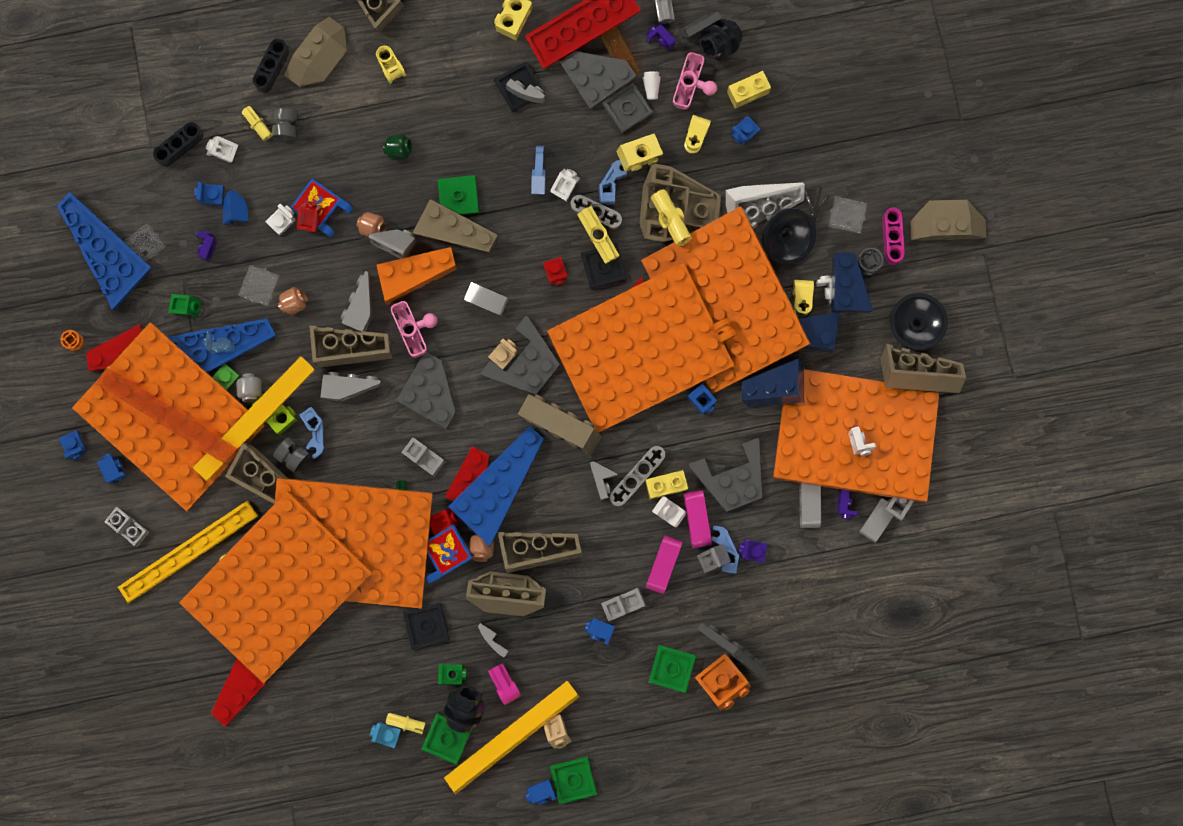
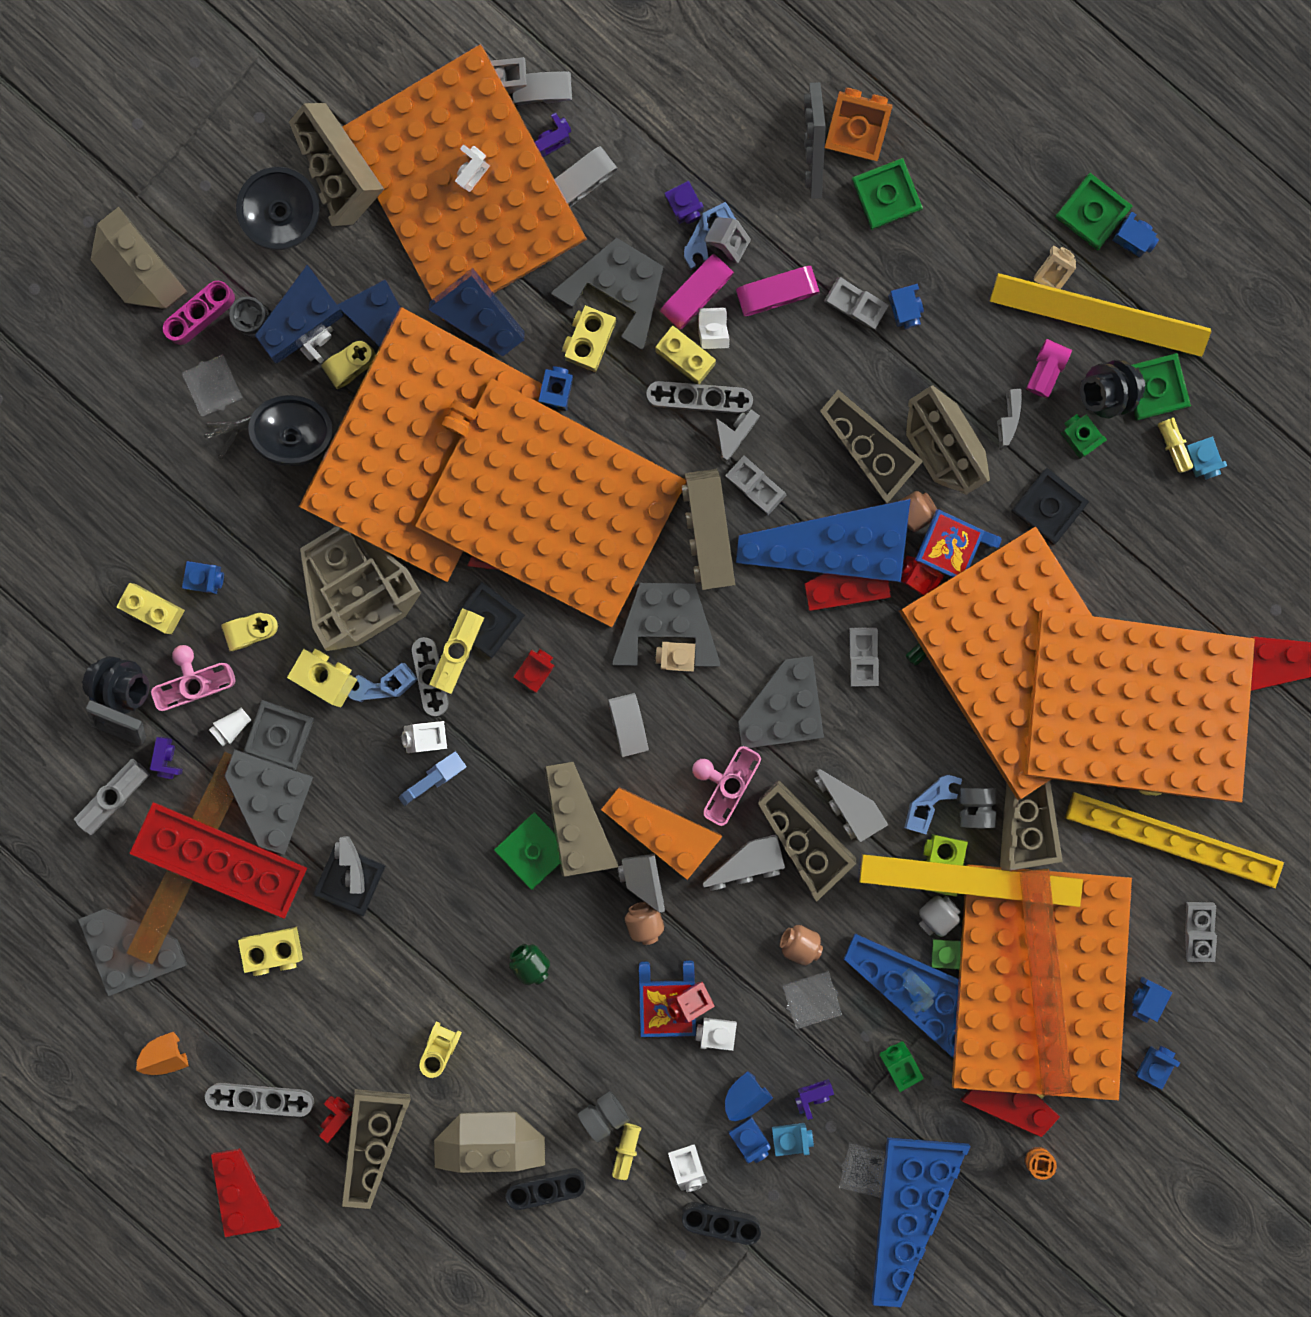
camera: 125 degrees left, 5 degrees up
(192, 216) = (792, 1139): none -> dark azure bracket
(564, 470) = (756, 485): none -> light grey slope
(671, 218) = (373, 579): light yellow piece -> none
(712, 441) = (595, 340): none -> light yellow brick
(764, 200) = (270, 494): white wedge -> none

